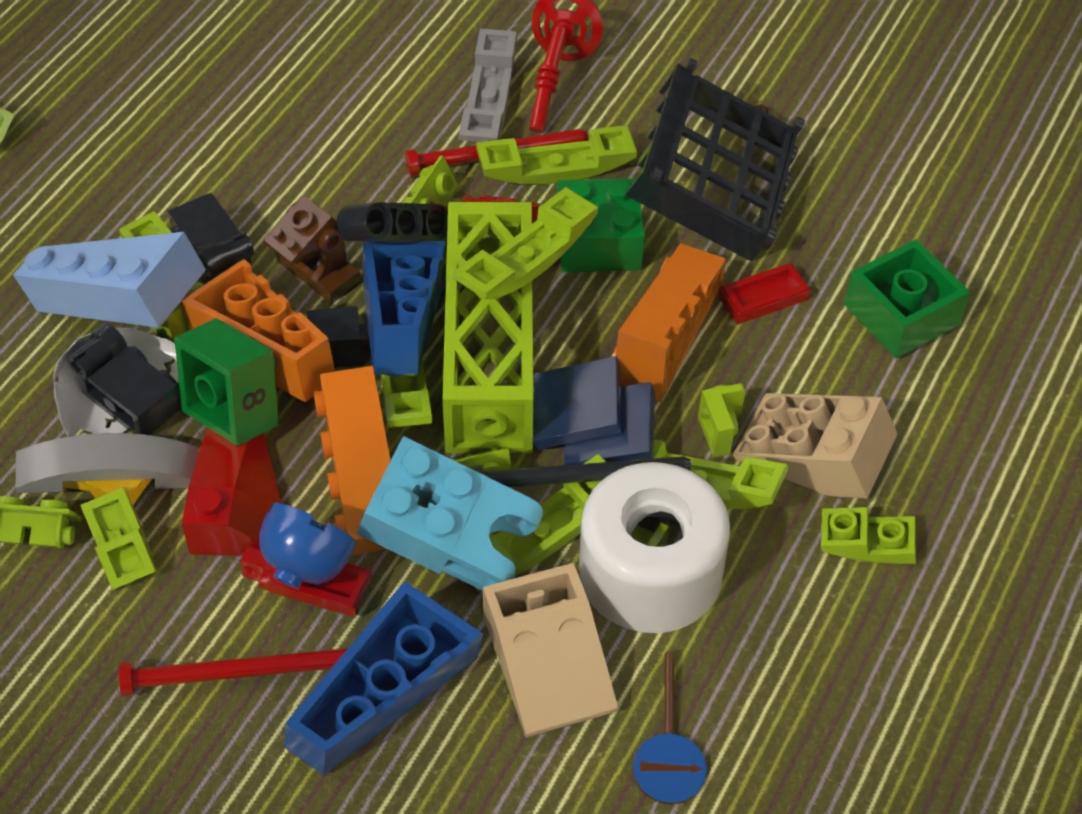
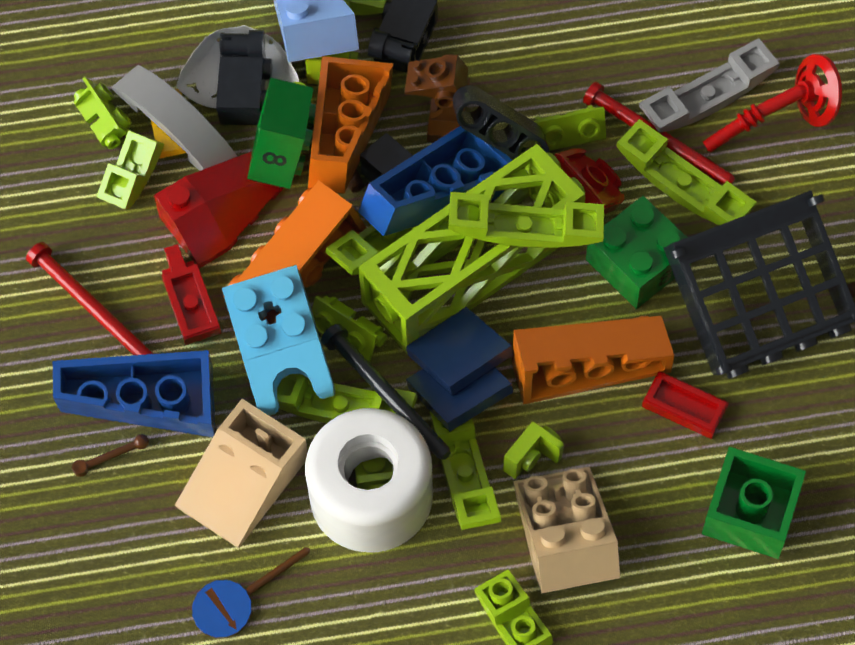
camera: 55 degrees right, 10 degrees up
(302, 547) = (187, 273): blue cylinder -> none
(403, 796) = (81, 467): none -> reddish brown hinge

